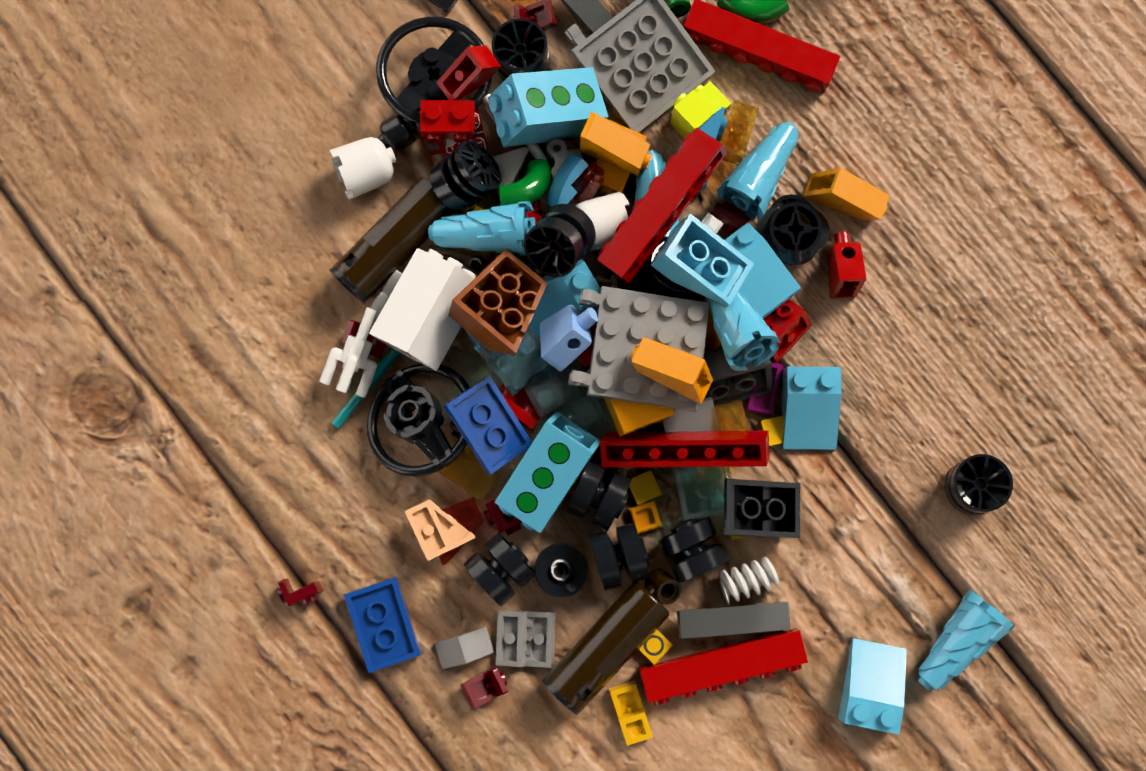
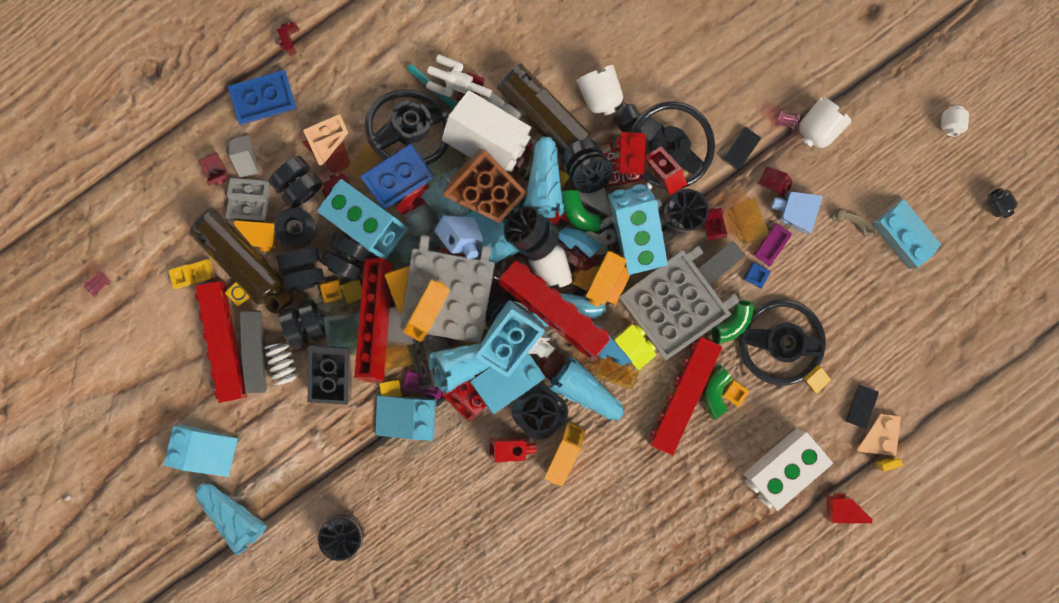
camera: 95 degrees right, 5 degrees up
(572, 619) = (258, 234): none -> light orange slope

